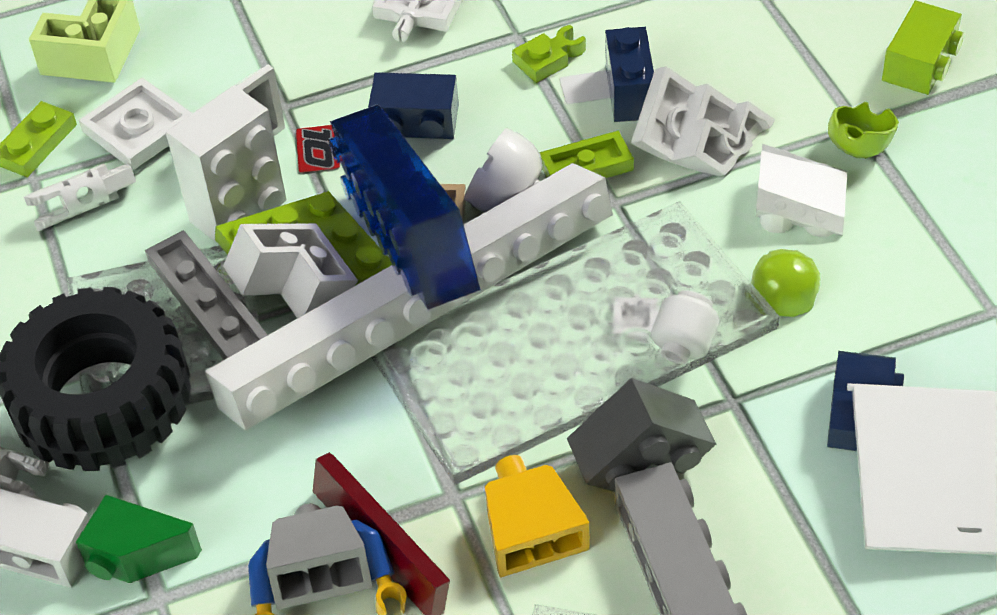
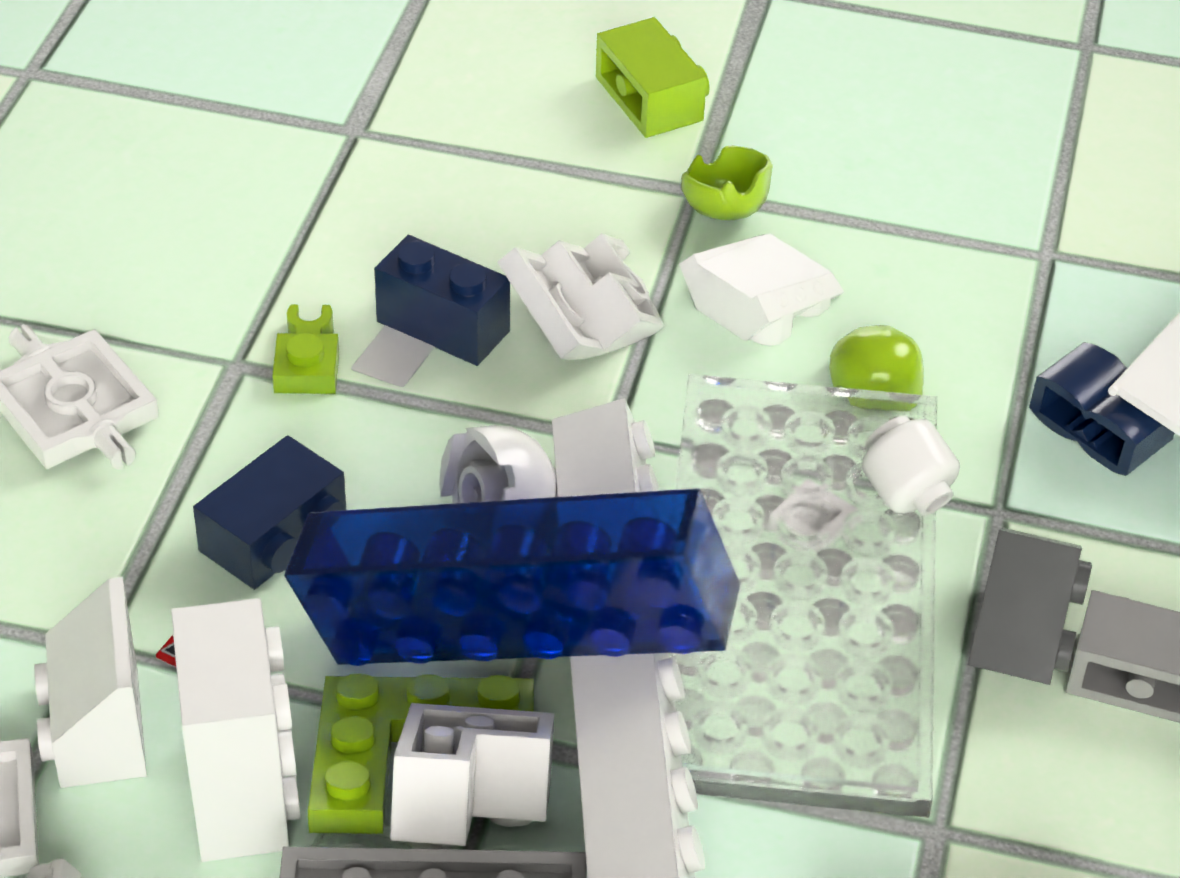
camera: 60 degrees left, 5 degrees down
(532, 517) = (1046, 766): yellow torso -> none
(602, 154) = (538, 397): lime plate -> none

